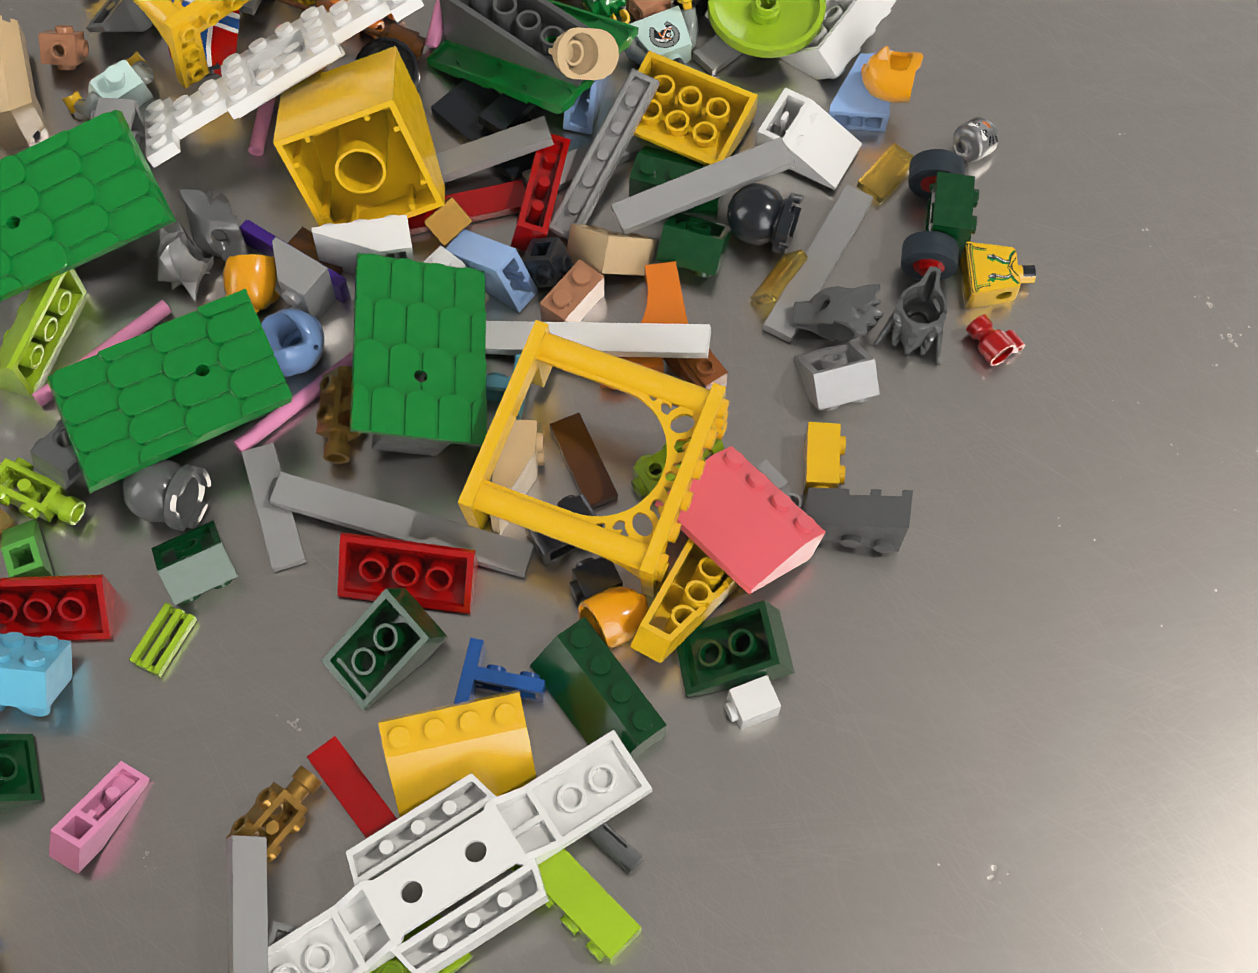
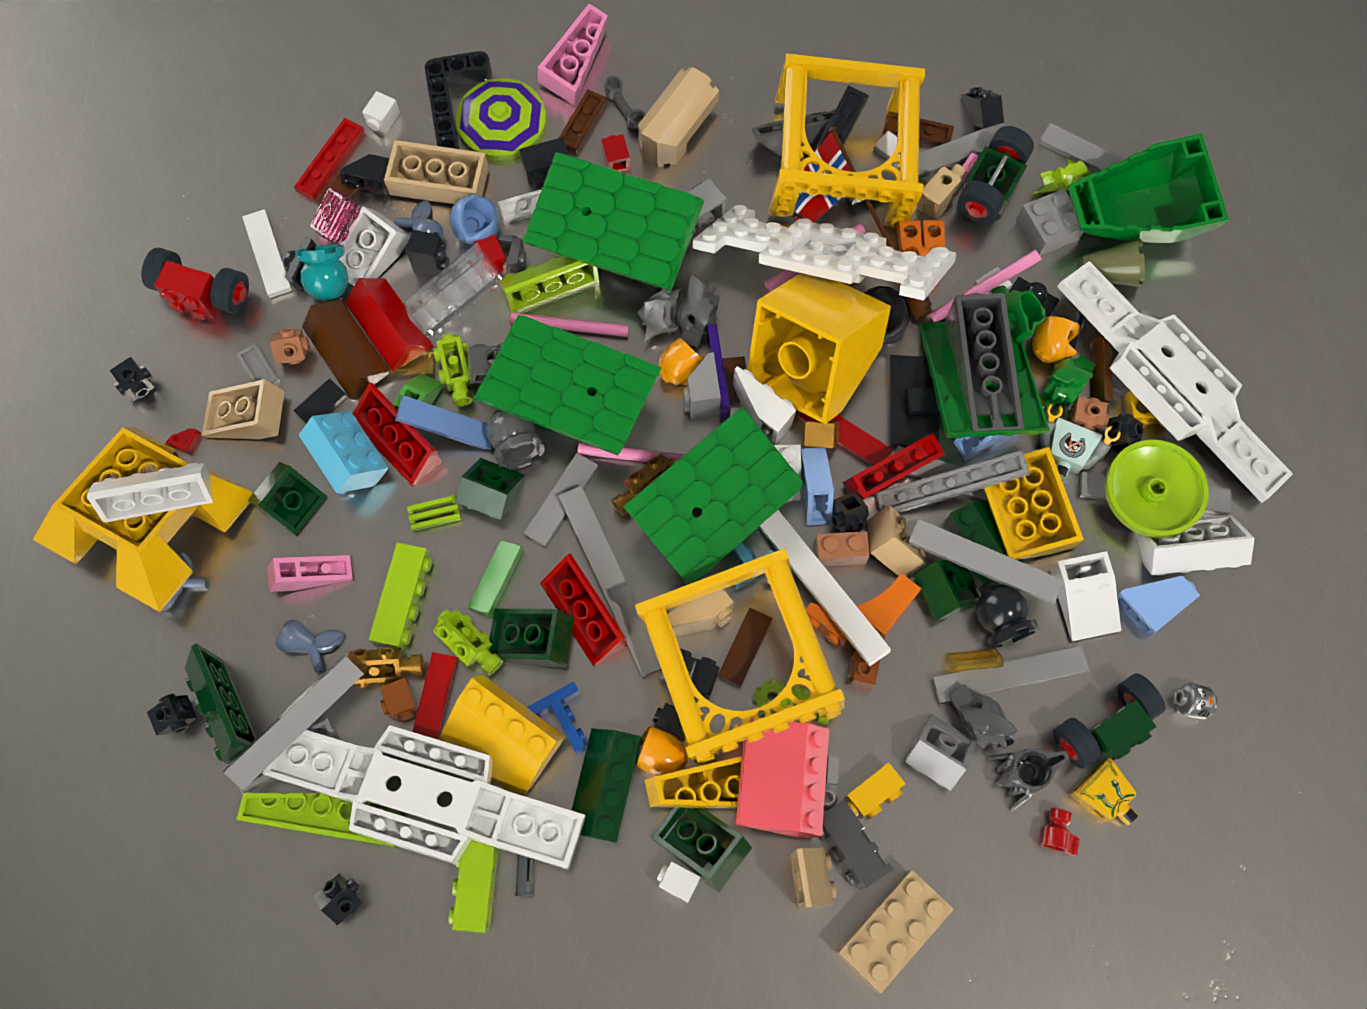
camera: 50 degrees right, 5 degrees up
(63, 47) = (729, 127): nougat brick -> none
(81, 545) = (443, 422): none -> medium blue tile
(118, 81) = (731, 180): light aqua torso -> none
(157, 884) = (296, 638): none -> sand blue piece
(217, 740) = (400, 596): none -> lime brick
(291, 634) = (496, 578): none -> bright green slope
(295, 340) = (663, 418): medium blue piece -> none
(325, 829) = (399, 700): none -> dark orange brick
(326, 713) = (466, 640): none -> lime brick
(494, 149) = (893, 417): light grey tile -> none
(585, 53) = (994, 417): tan piece -> none
(852, 578) = (812, 878): none -> tan slope
(886, 173) = (1116, 664): clear yellow tile -> none
(891, 74) = (1180, 610): light orange piece -> none
(963, 548) = (894, 931): none -> tan brick

